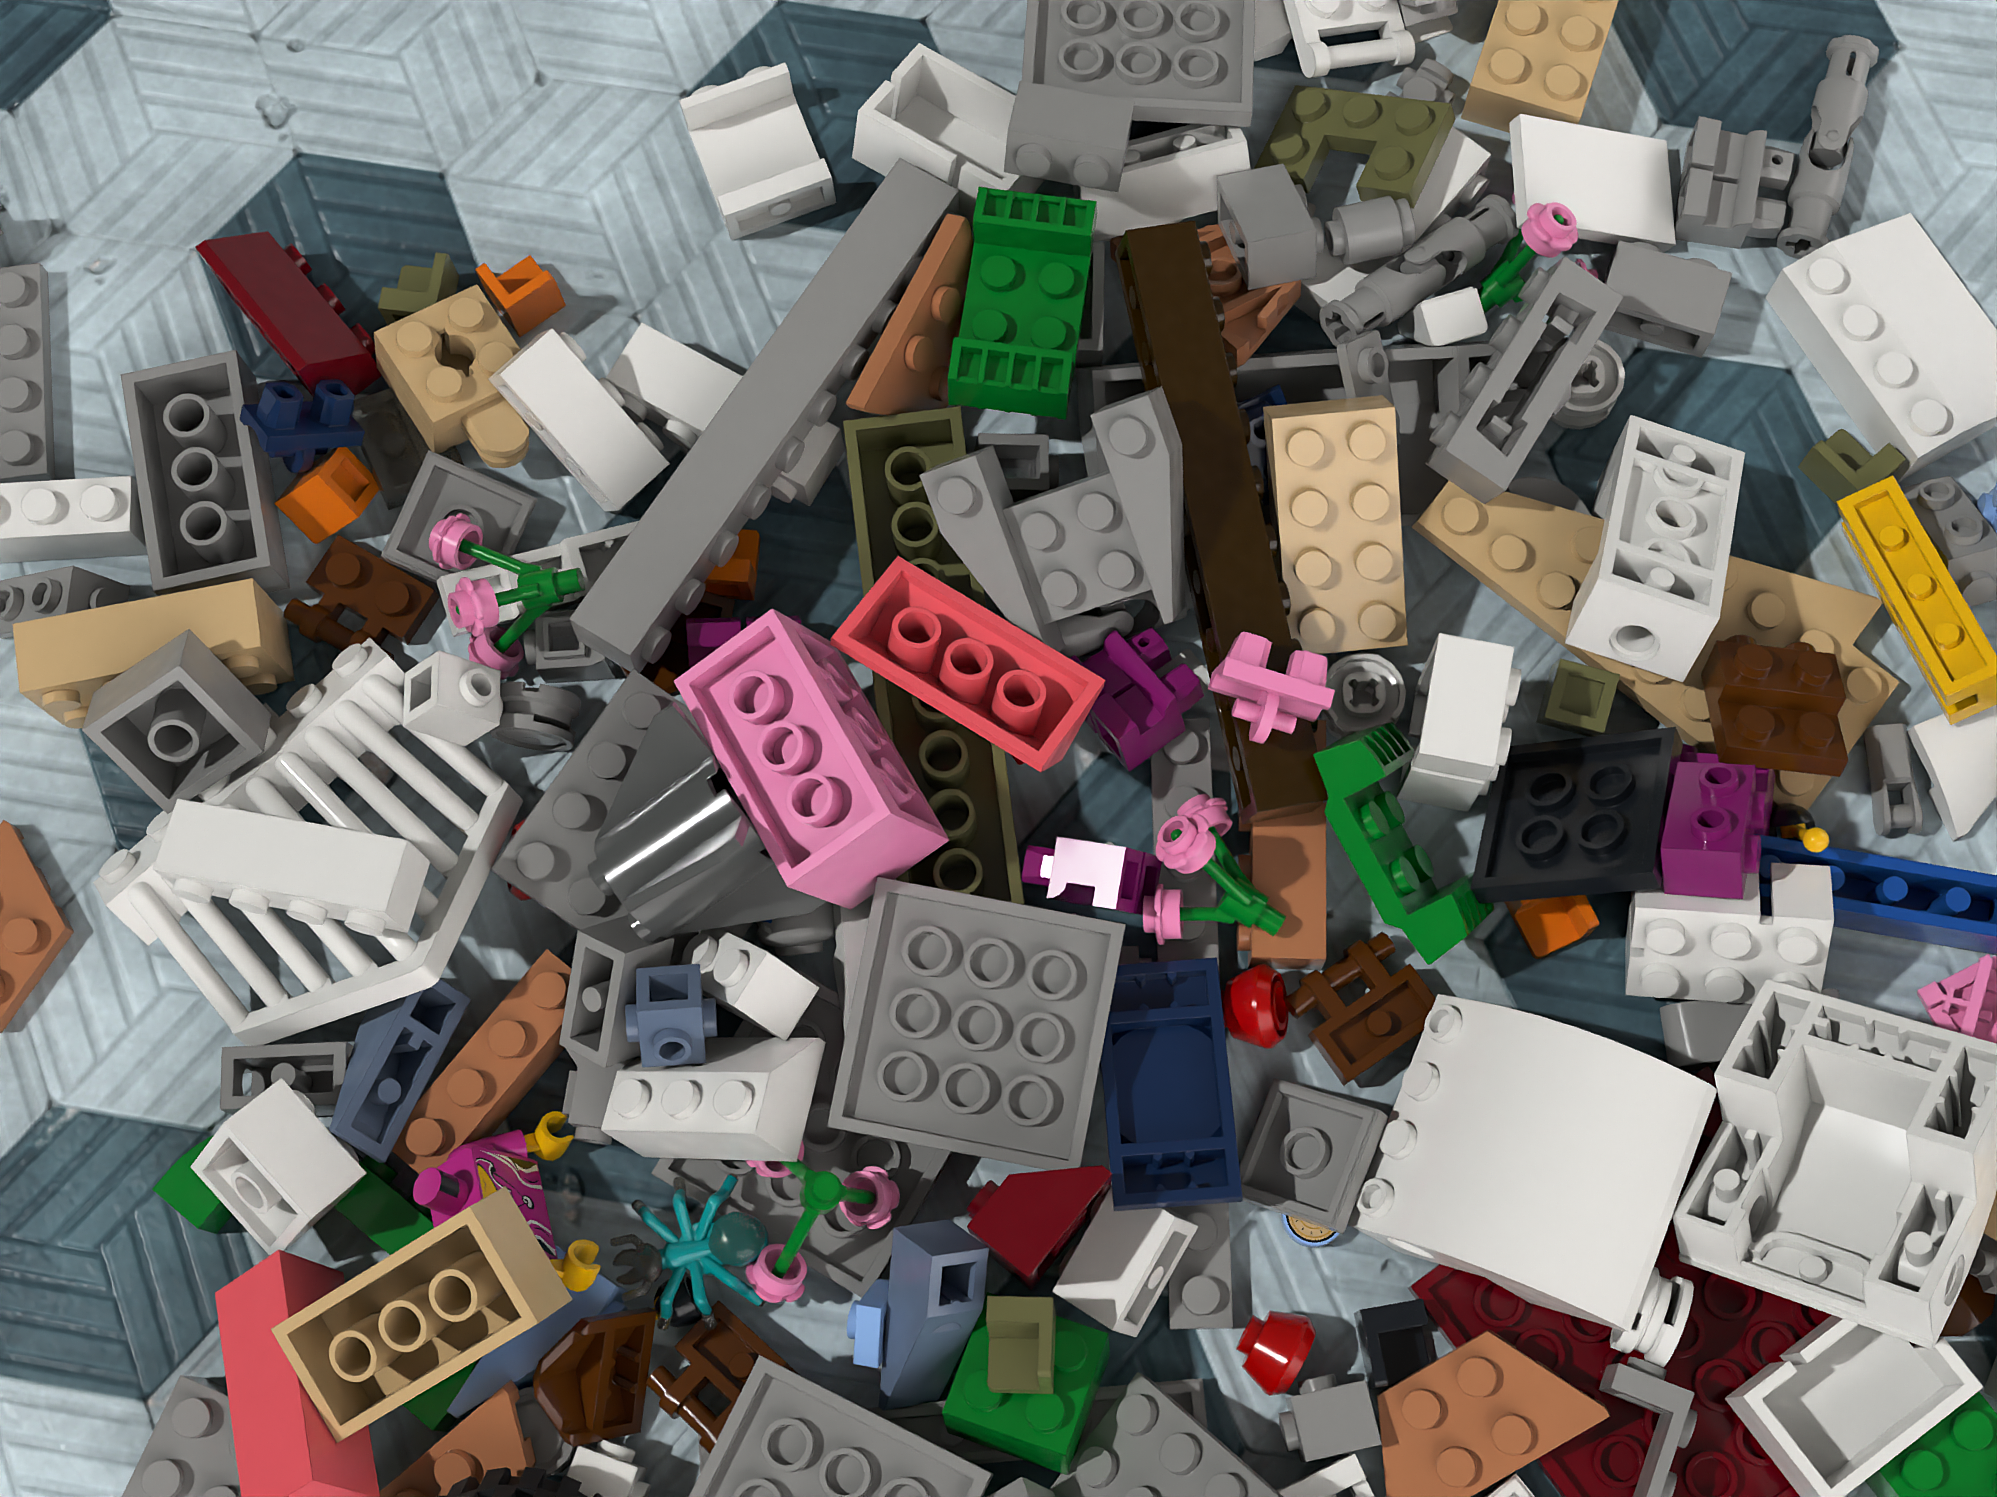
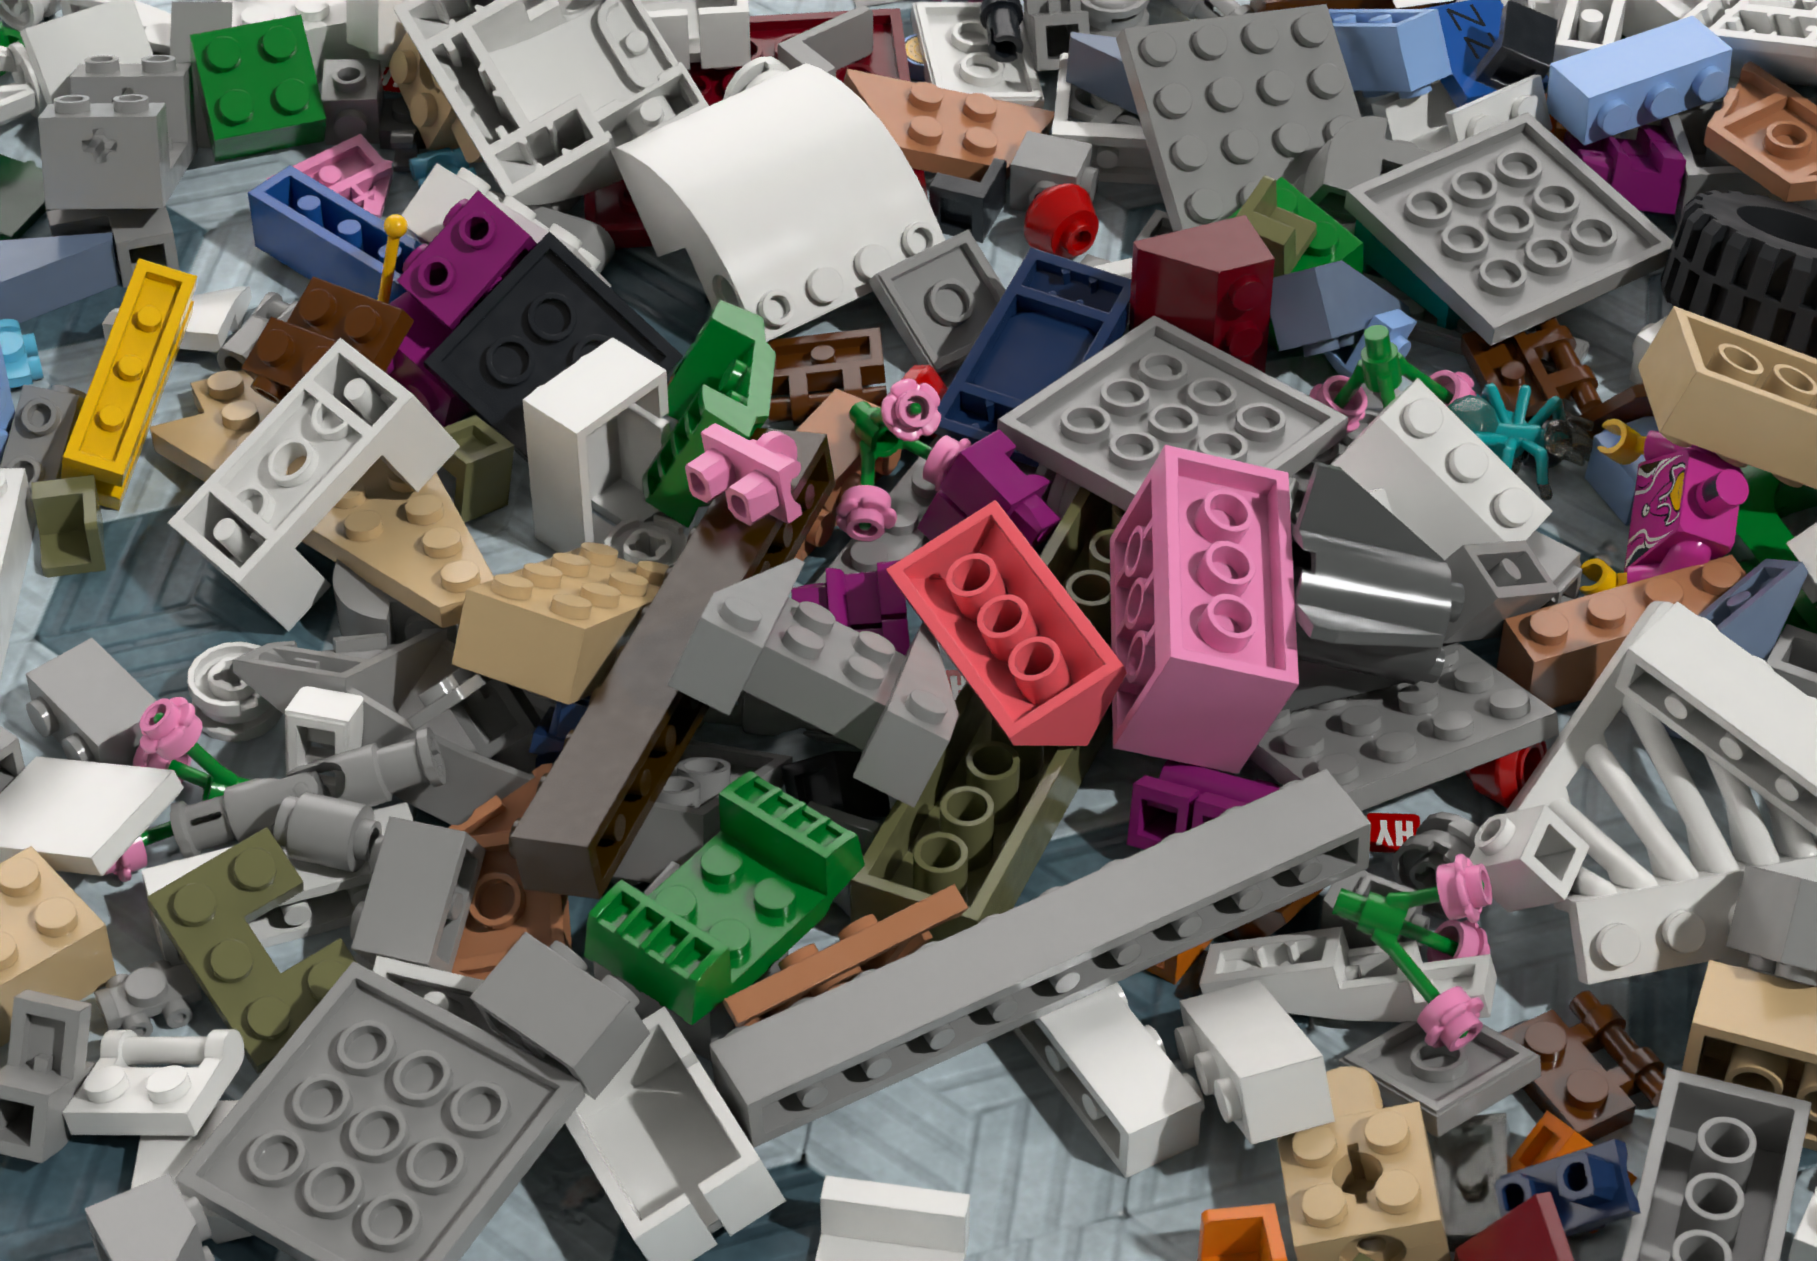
camera: 155 degrees left, 30 degrees down
(670, 1029) = (1449, 500): sand blue brick -> none
(1573, 303) = (315, 614): light grey brick -> none

